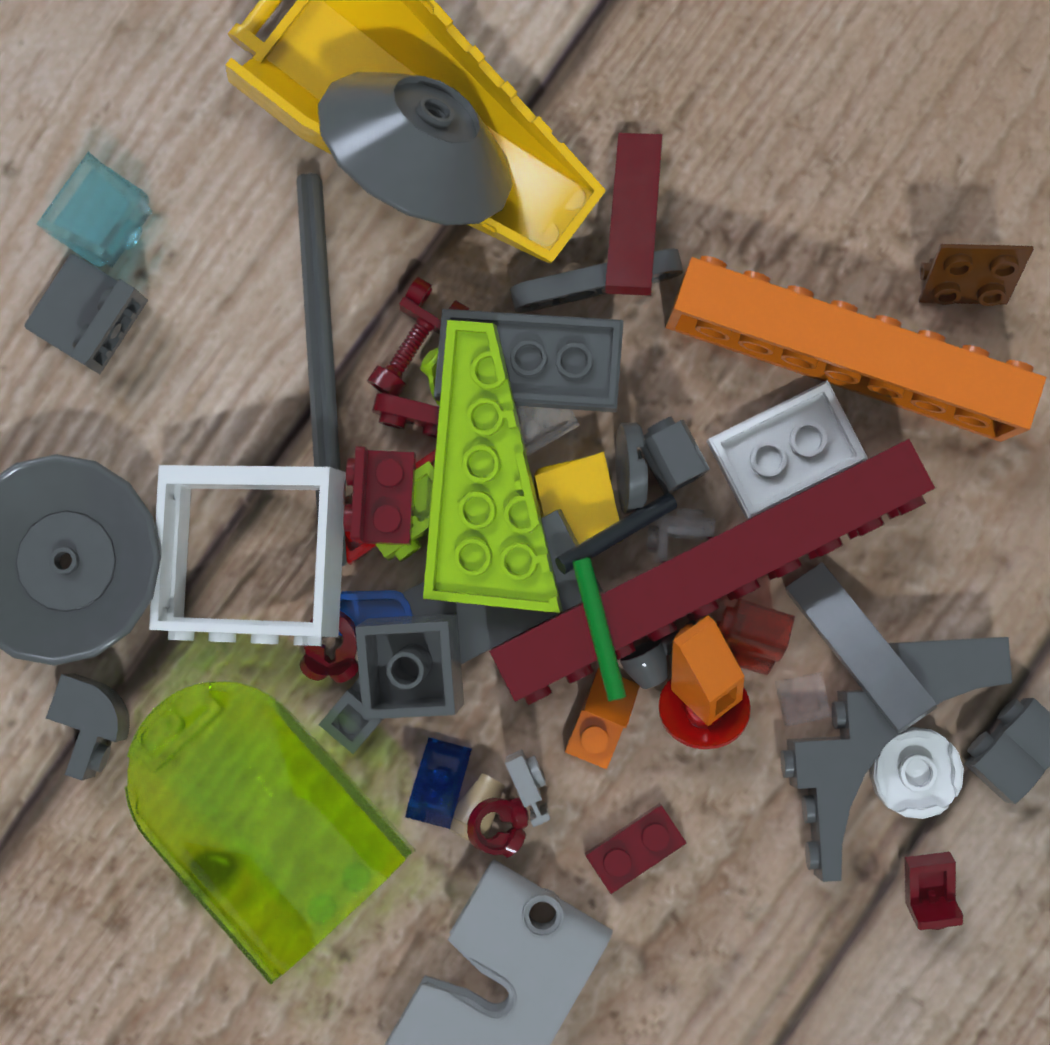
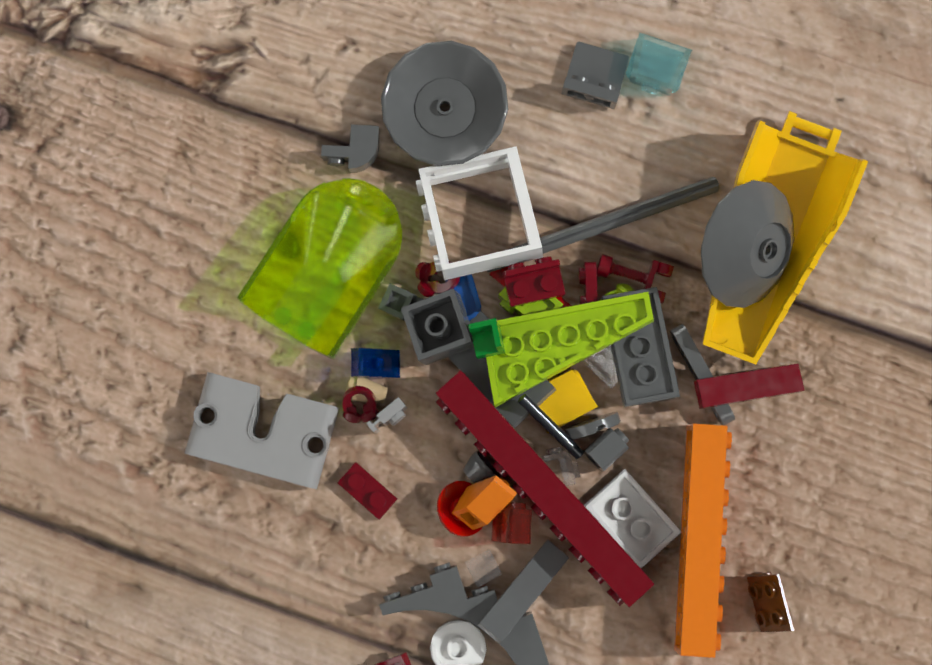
camera: 80 degrees right, 0 degrees up
(450, 594) = (487, 338): none -> green panel
(599, 629) = (490, 430): green bar -> none
(601, 723) = (439, 450): orange slope -> none

